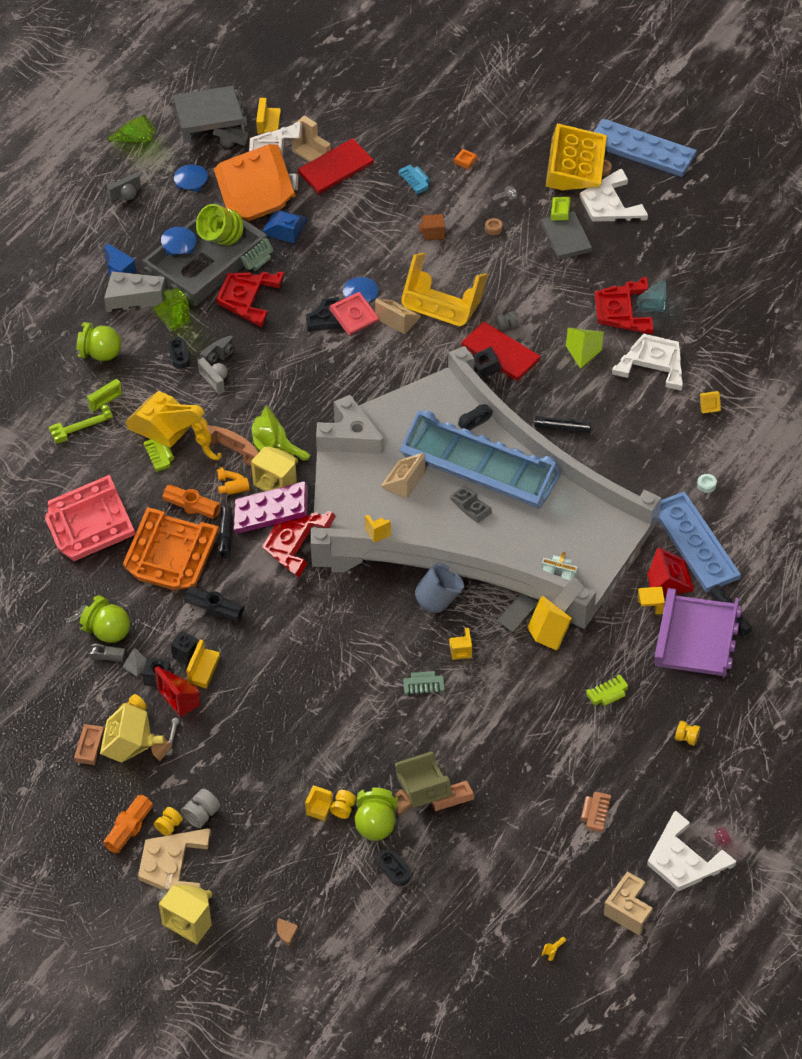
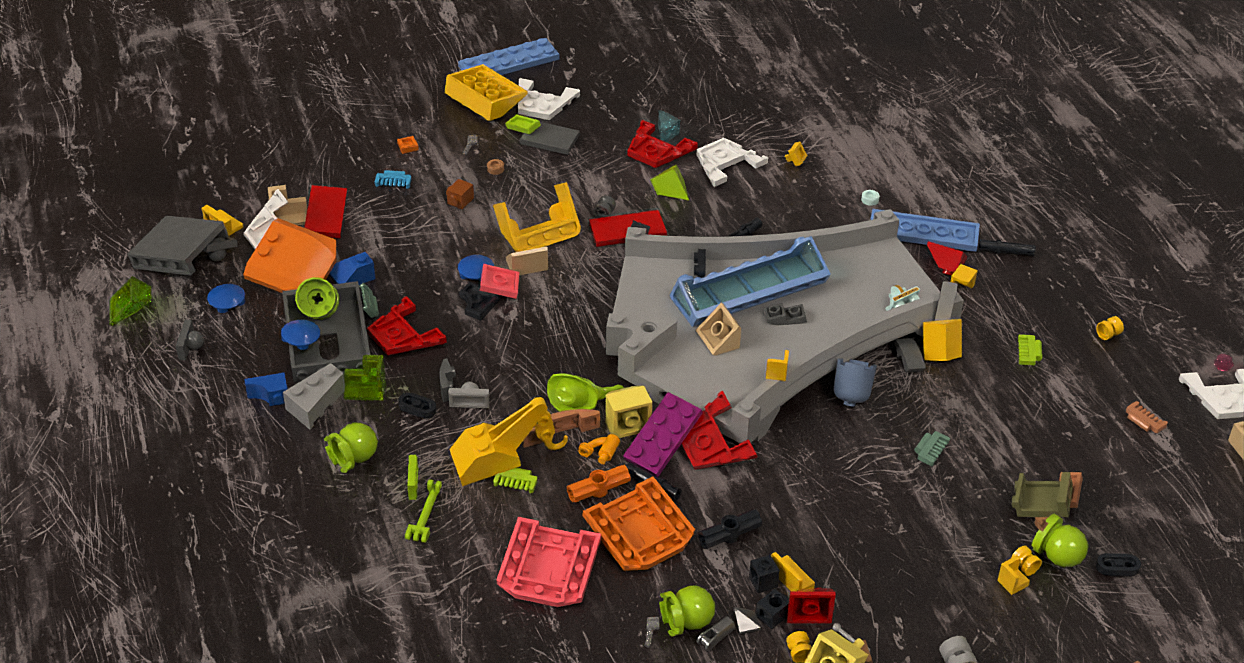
camera: 55 degrees left, 10 degrees down
(461, 646) = (913, 402): yellow panel -> none
(697, 634) = (1021, 272): medium lavender panel -> none

